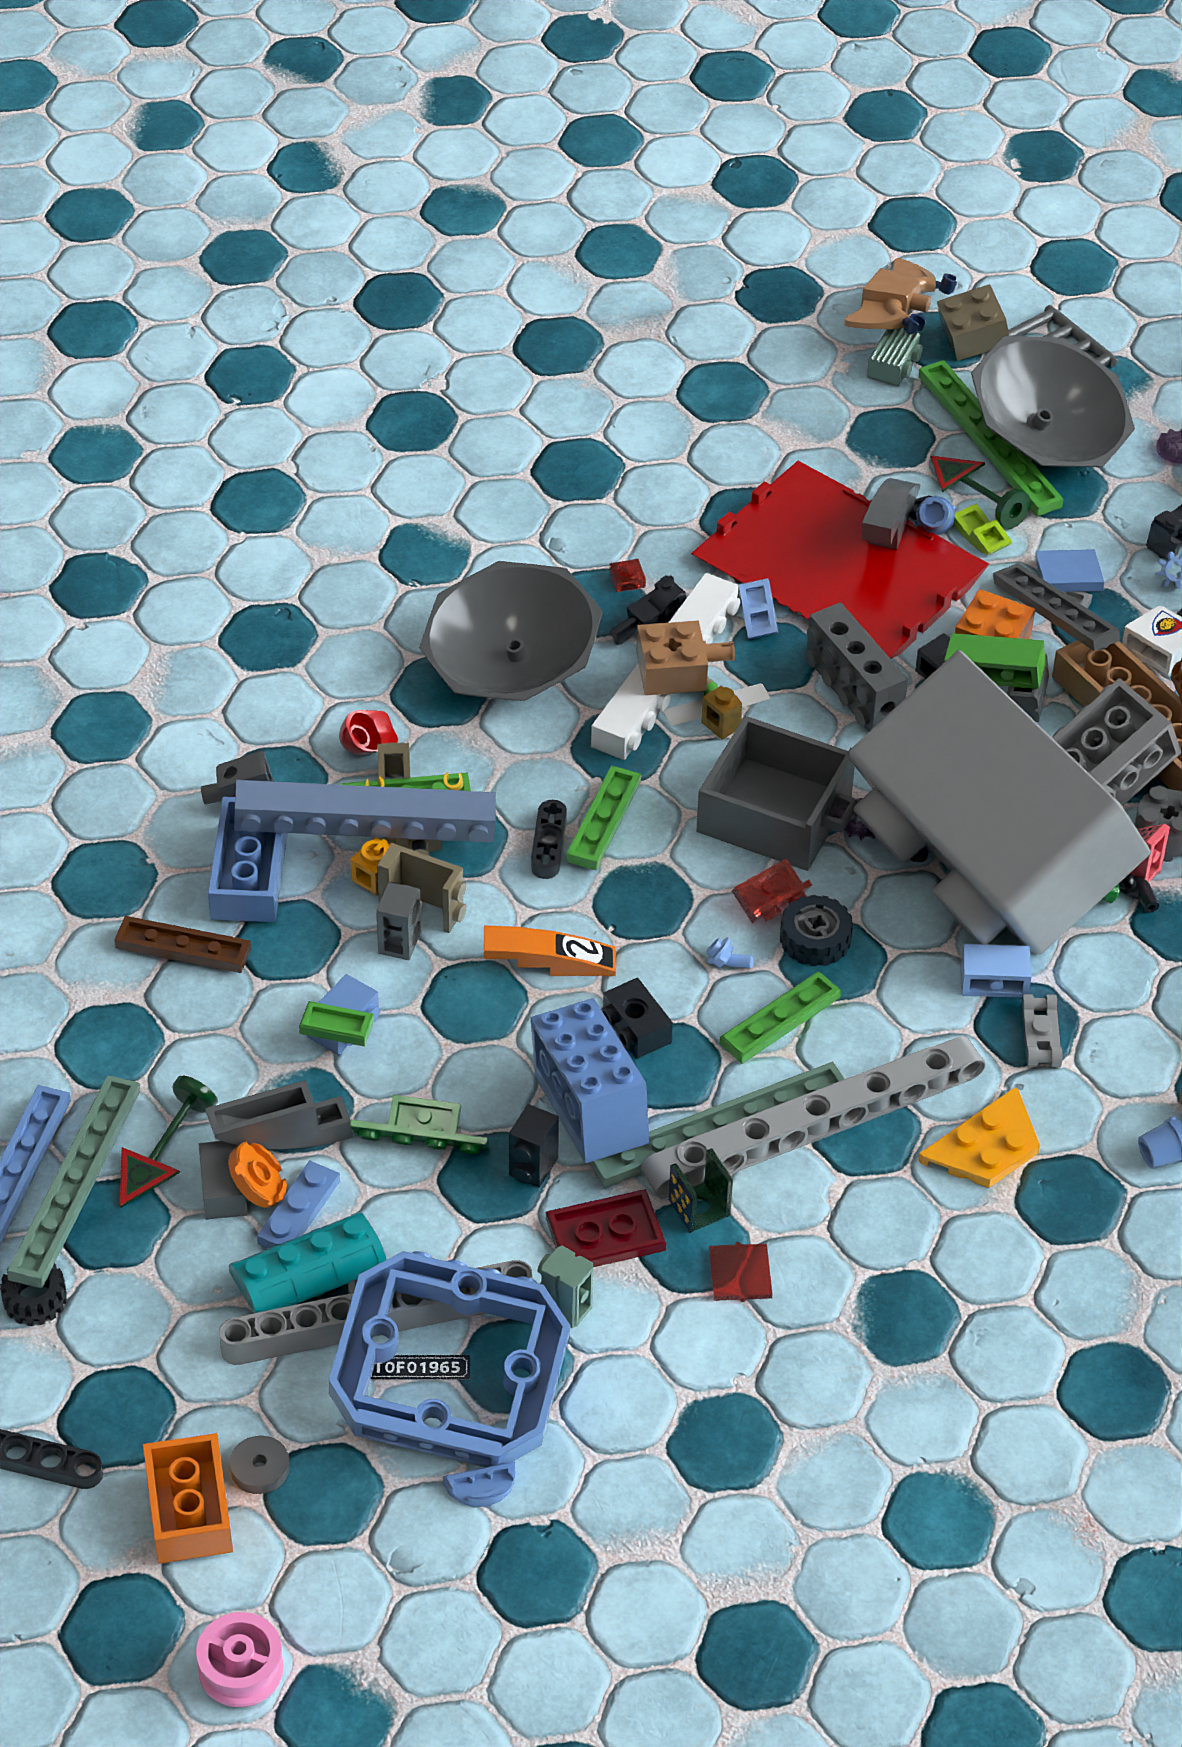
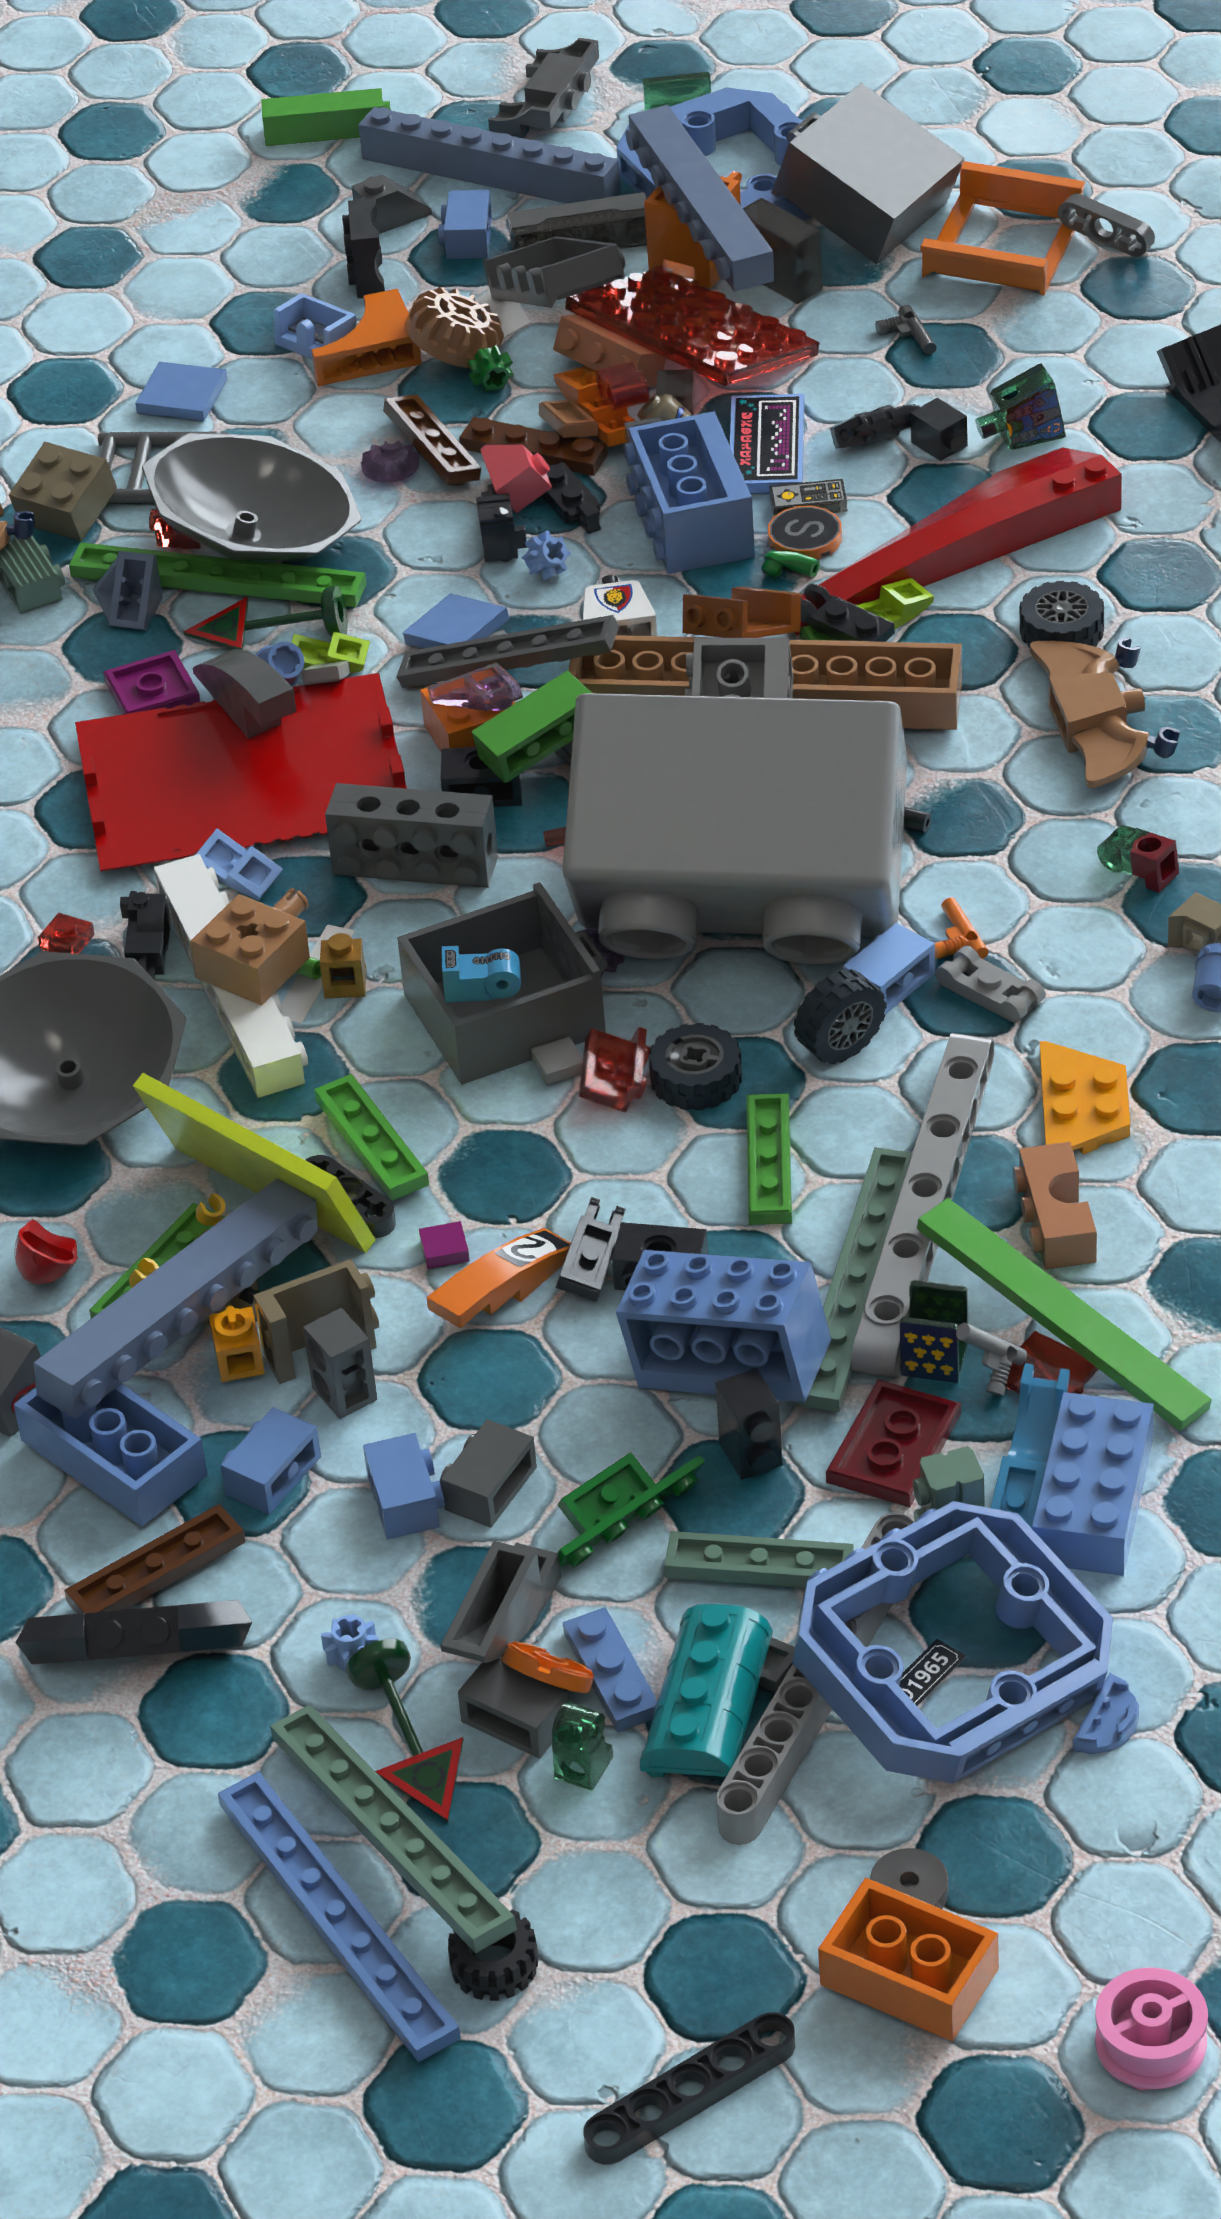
camera: 45 degrees left, 5 degrees down
(121, 967) = (134, 1632): none -> black brick
(204, 1068) = (346, 1638): none -> light blue gear
(214, 1229) = (580, 1739): none -> clear green leg
(306, 942) = (270, 1460): none -> medium blue brick
(336, 1023) = (425, 1487): bright green tile -> none
(392, 1049) = (488, 1473): none -> dark grey piece
(393, 759) = (109, 1245): dark tan window -> none
(440, 1218) = (749, 1558): none -> sand green plate
(506, 776) = (251, 1158): none -> neon yellow tile
(555, 909) = (444, 1245): none -> magenta tile
(612, 974) = (590, 1253): none -> hinge
(637, 1311) = (1025, 1465): none -> dark azure piece
(657, 1353) = (1094, 1481): none -> medium blue brick
(710, 1232) = (997, 1355): none -> light grey hose
(721, 953) = (643, 1152): light blue plate -> none
(742, 771) = (479, 975): none -> dark azure leg
(756, 860) = (557, 1060): none -> light grey tile
(782, 1249) = (1064, 1314): none -> bright green tile
(866, 470) = (151, 684): none -> magenta tile
(892, 1166) = (1050, 1186): none -> nougat arch
(916, 970) = (840, 1016): none -> black wheel
(930, 412) = (130, 590): none -> sand blue slope
(960, 539) = (325, 672): none -> light grey tile
(994, 614) = (480, 689): none -> wing
(1070, 987) = (960, 935): none -> orange hose
(1130, 315) = (181, 391): none -> medium blue tile

